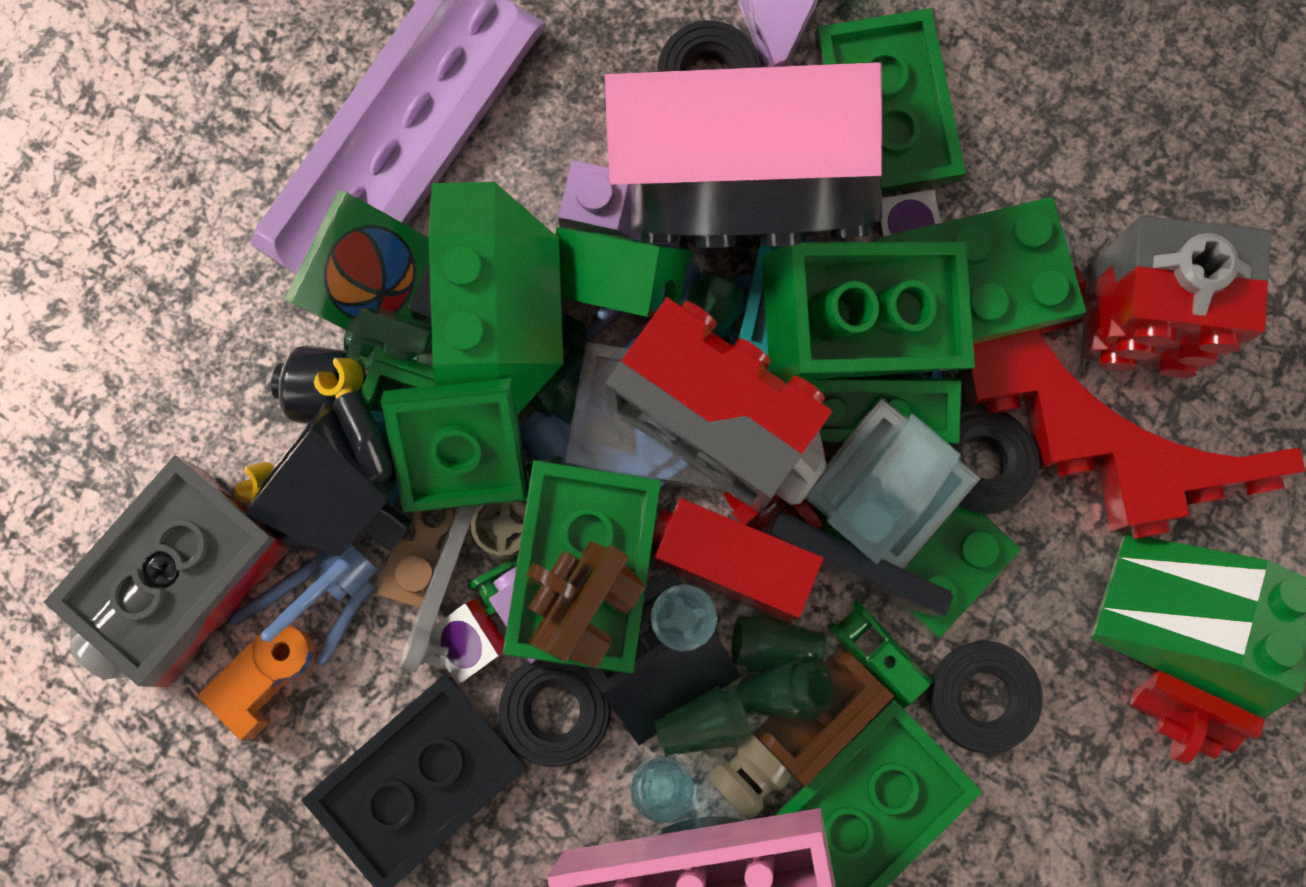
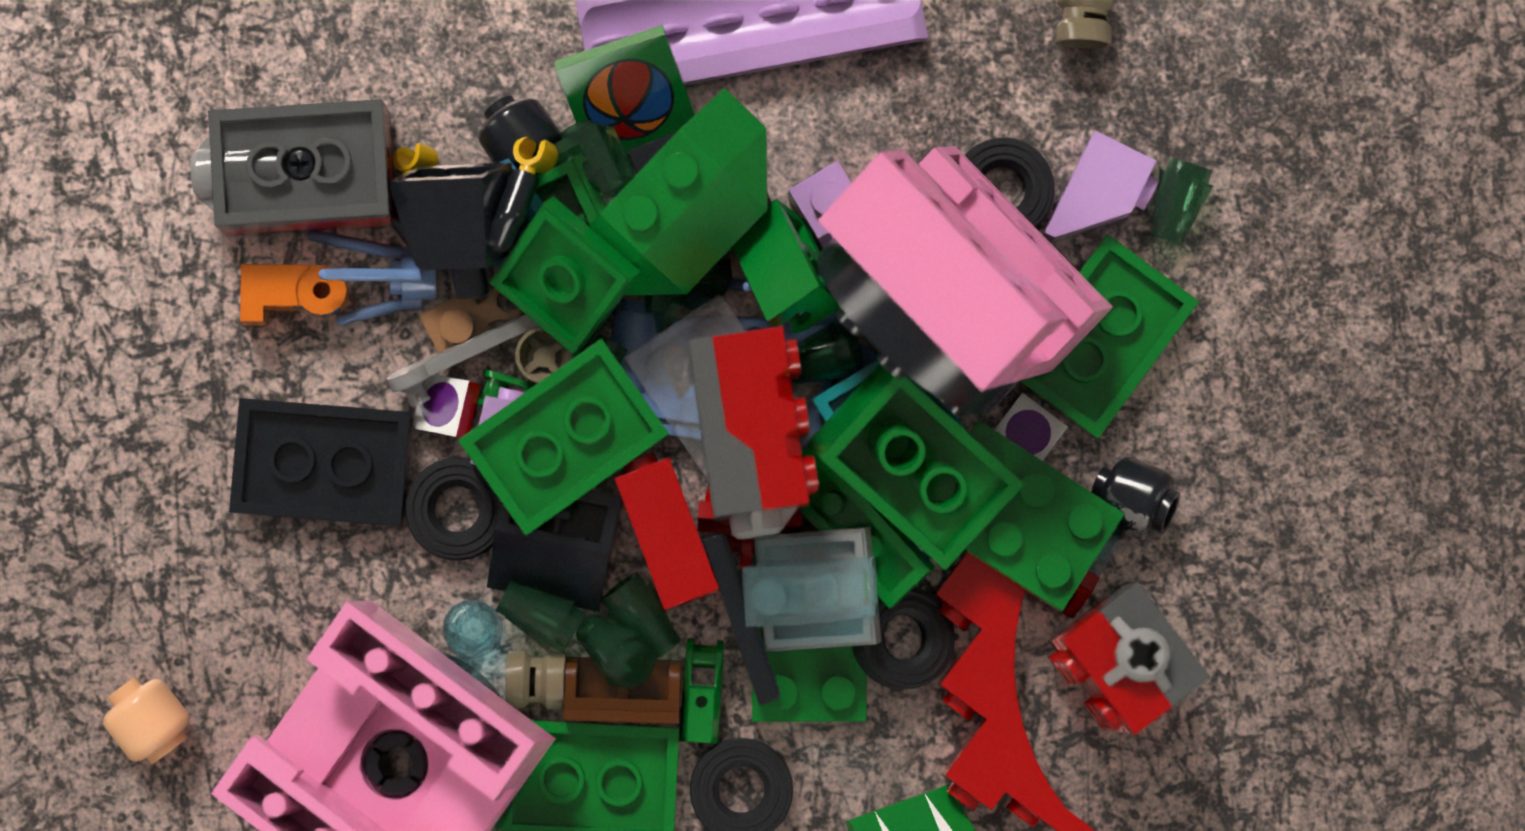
camera: 40 degrees right, 5 degrees up
(573, 595) = (535, 450): reddish brown hips -> none
(686, 610) = (585, 529): clear light blue wheel -> none
(1039, 176) = (1141, 493): none -> black head

